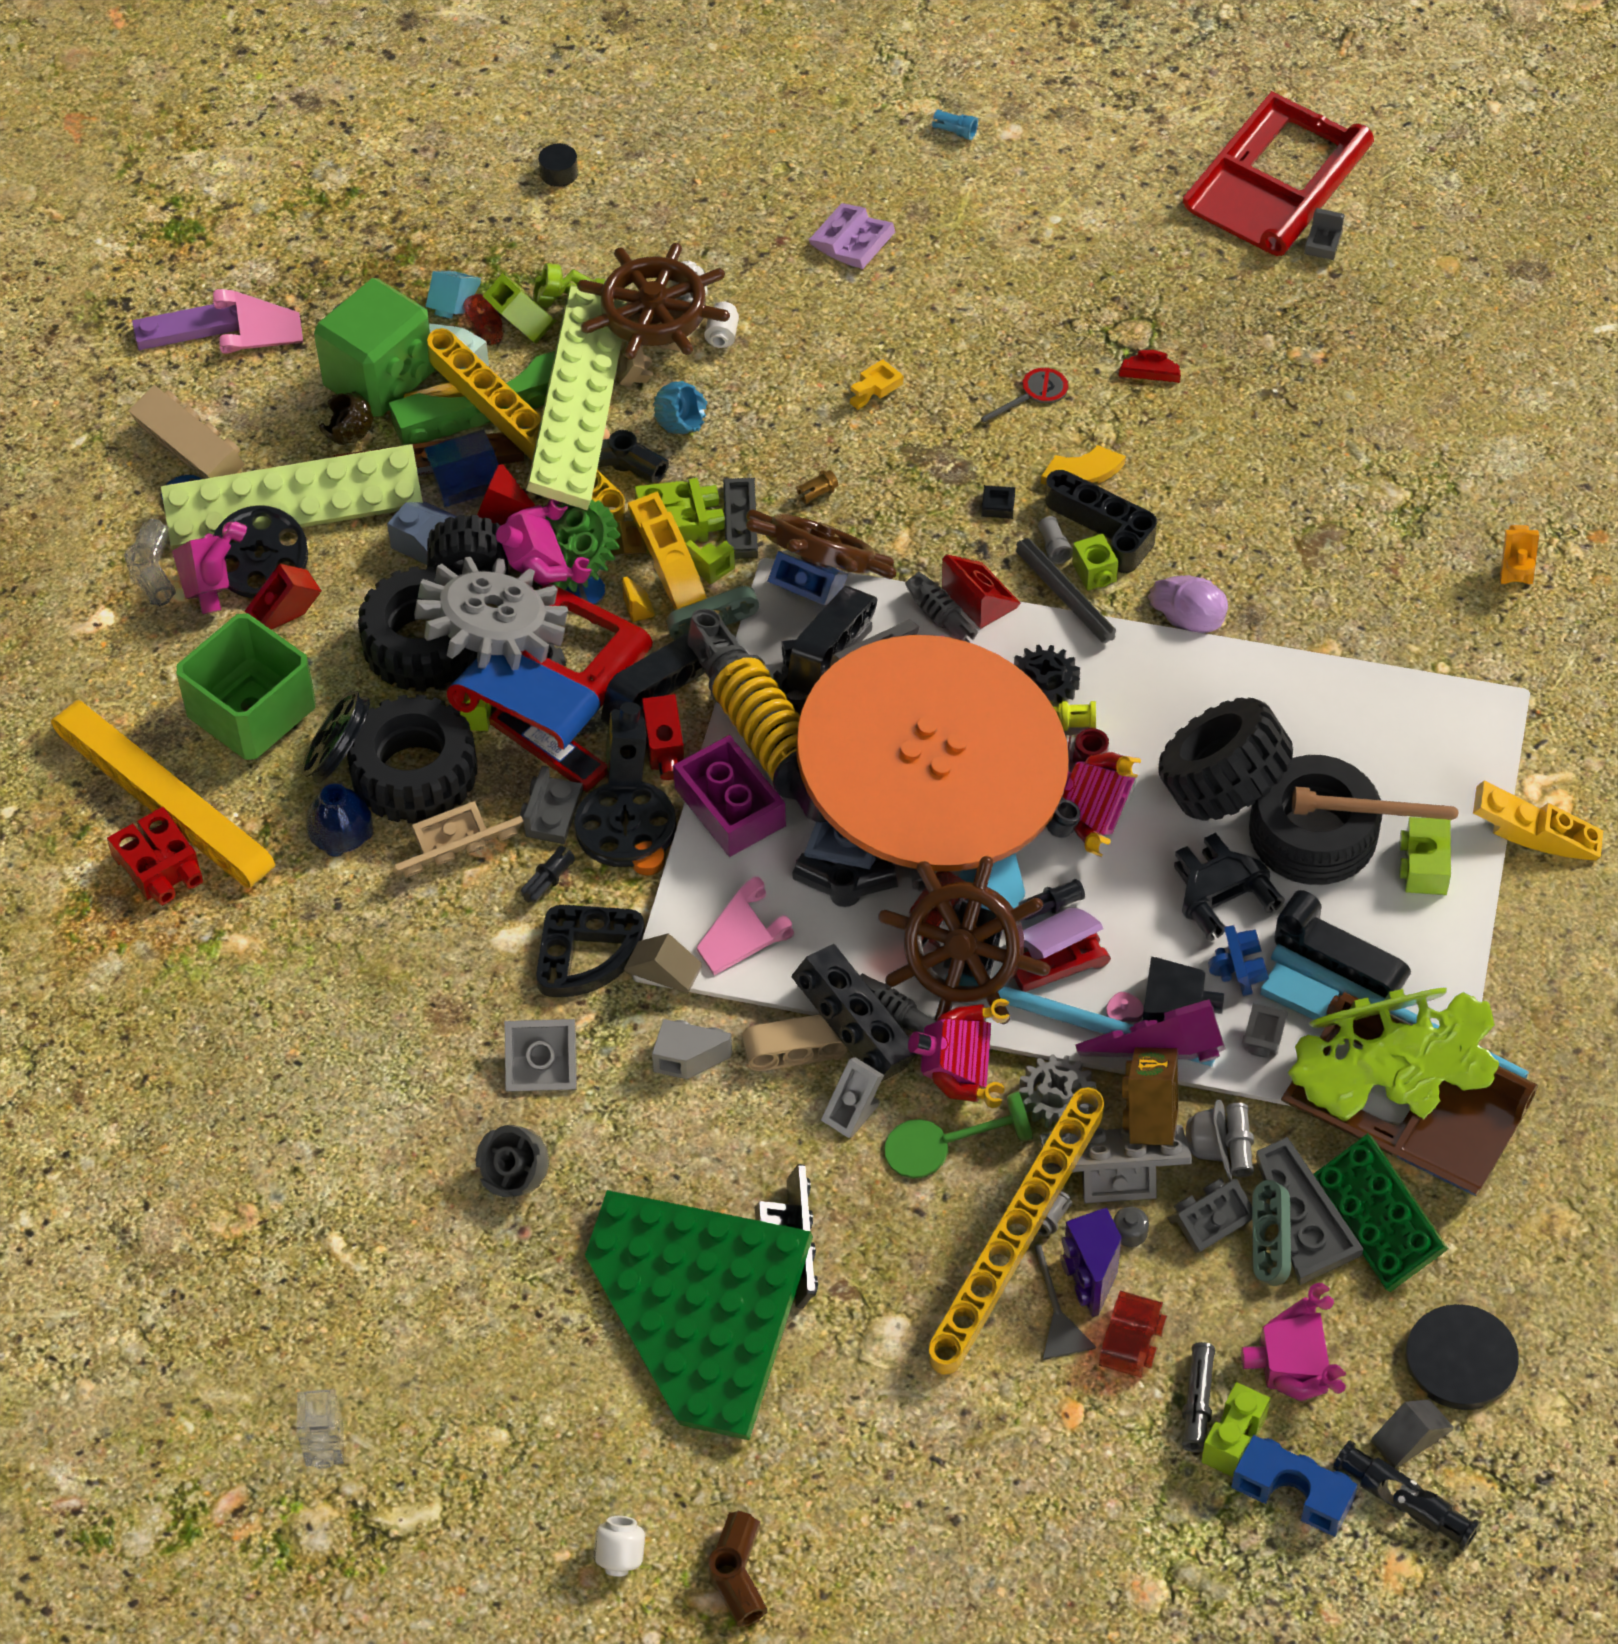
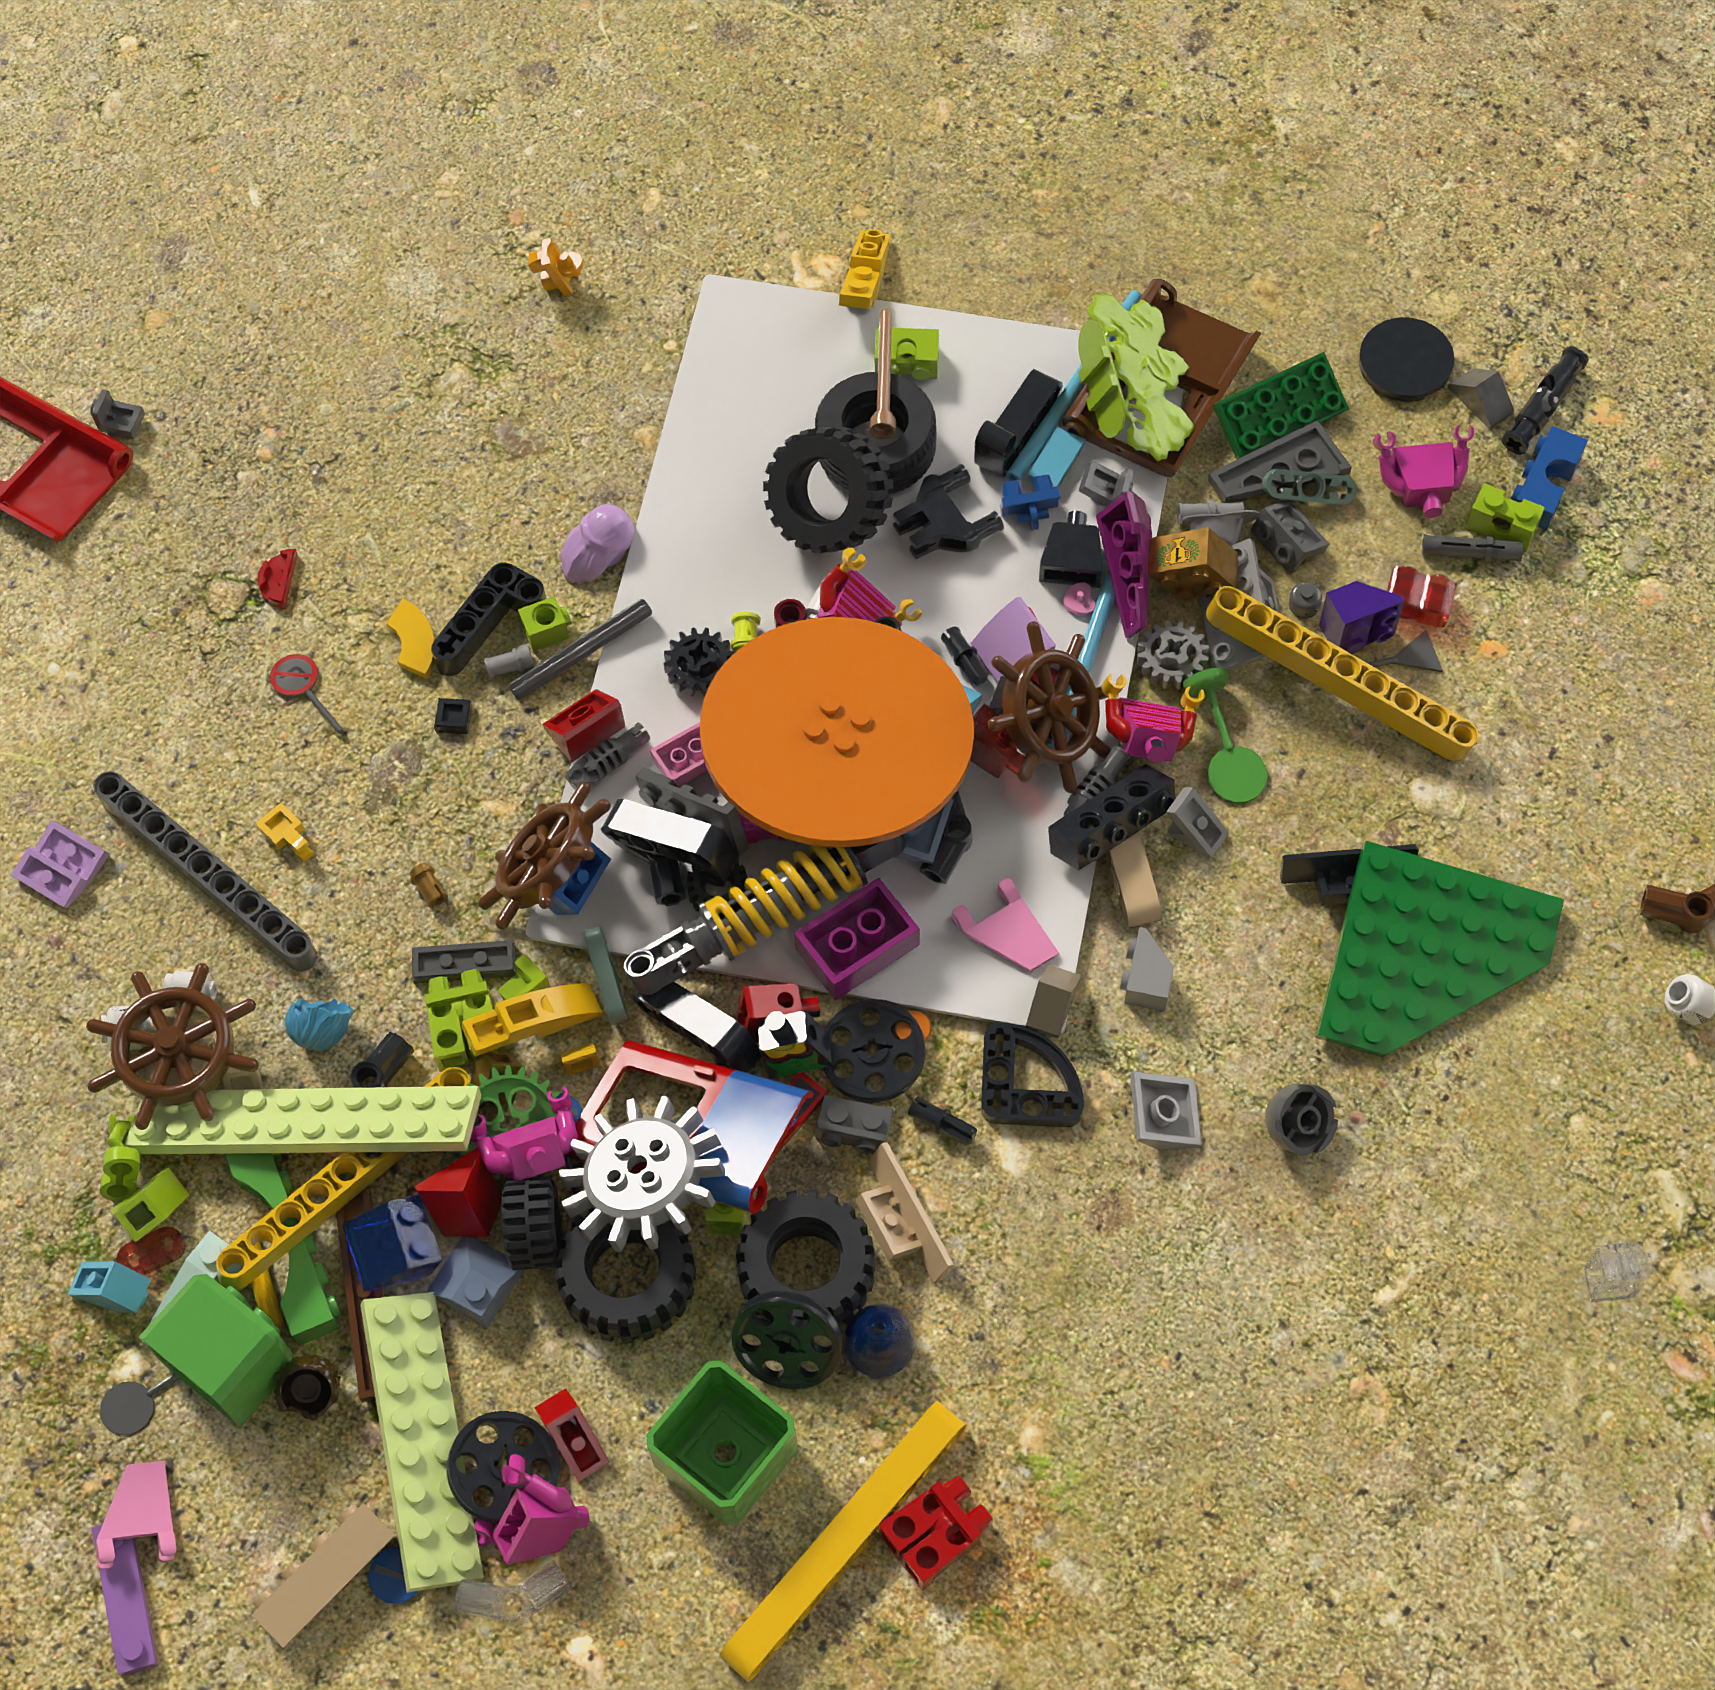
camera: 90 degrees left, 10 degrees up
(836, 329) = (211, 882): none -> dark grey beam

